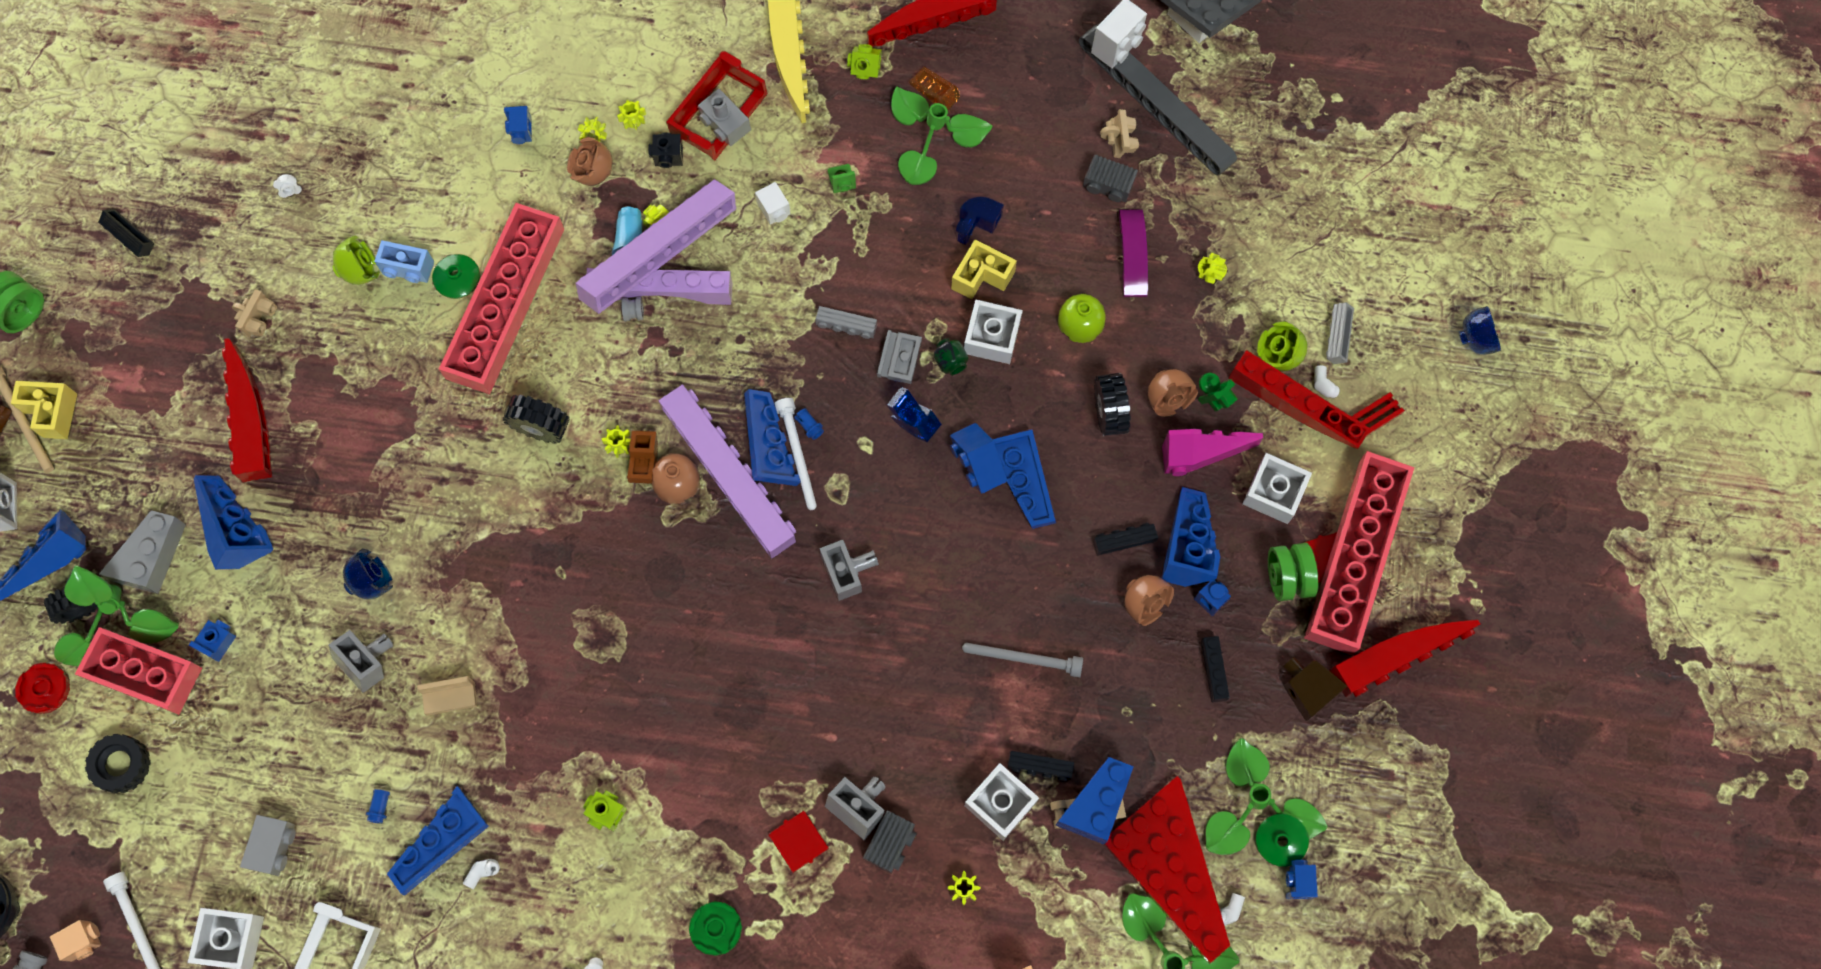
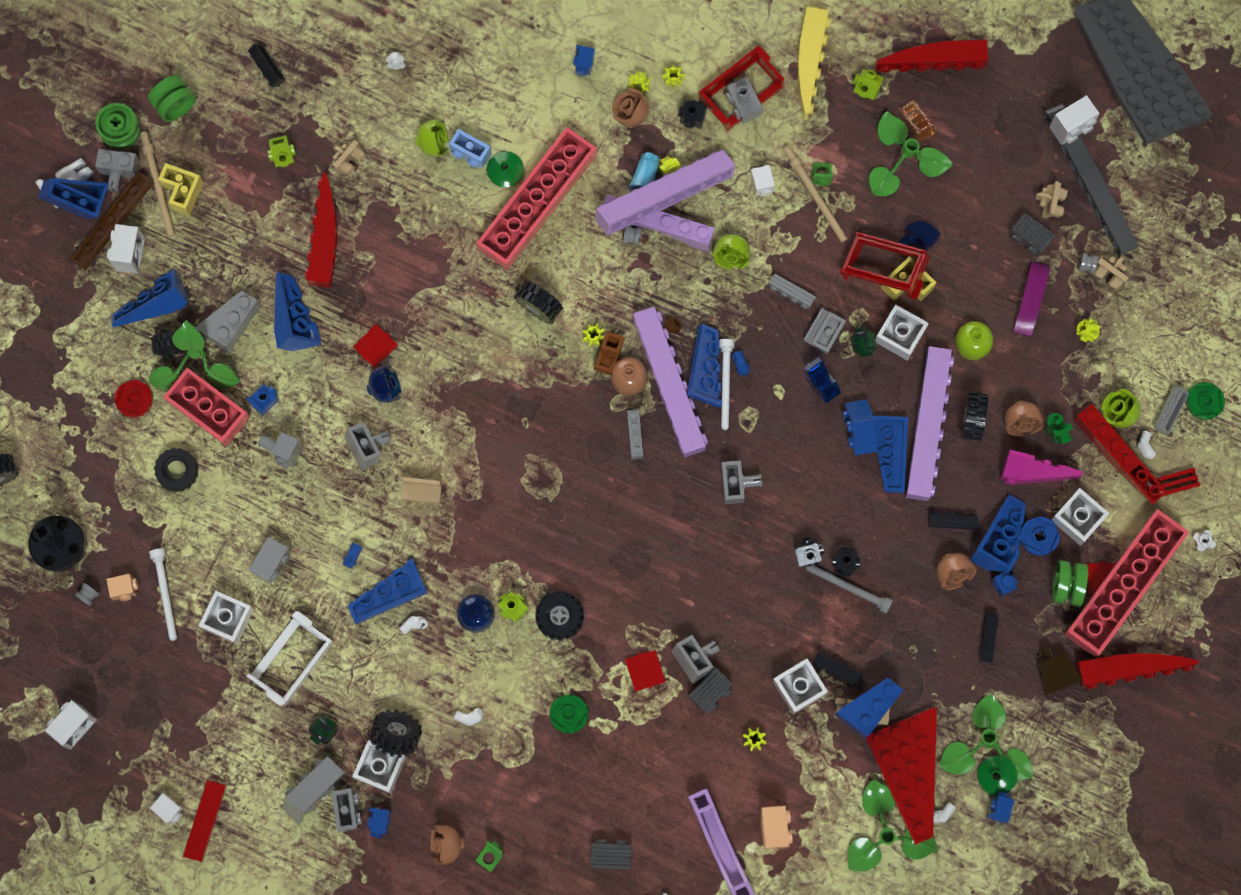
camera: 20 degrees right, 5 degrees up
(166, 328) = (281, 151): none -> lime brick
(253, 695) = (285, 449): none -> light grey brick
(345, 532) = (375, 346): none -> red piece
(559, 833) = (475, 613): none -> clear blue cylinder
(665, 791) = (553, 609): none -> black wheel
(702, 547) = (635, 434): none -> light grey piece
(712, 401) = (673, 325): none -> reddish brown plate
(759, 295) = (731, 252): none -> lime cylinder
(807, 175) = (796, 164): none -> tan bar
(961, 628) = (808, 551): none -> brick
(990, 271) = (912, 287): none -> red piece
(1008, 635) = (843, 568): none -> black brick
(1059, 431) = (928, 424): none -> lavender brick
(1186, 192) = (1088, 263): none -> light grey wheel
(1207, 191) = (1118, 277): none -> tan hips
(1246, 519) = (1049, 531): none -> blue plate
(1375, 312) = (1205, 401): none -> green tile
(1429, 481) = (1201, 546): none -> white plate

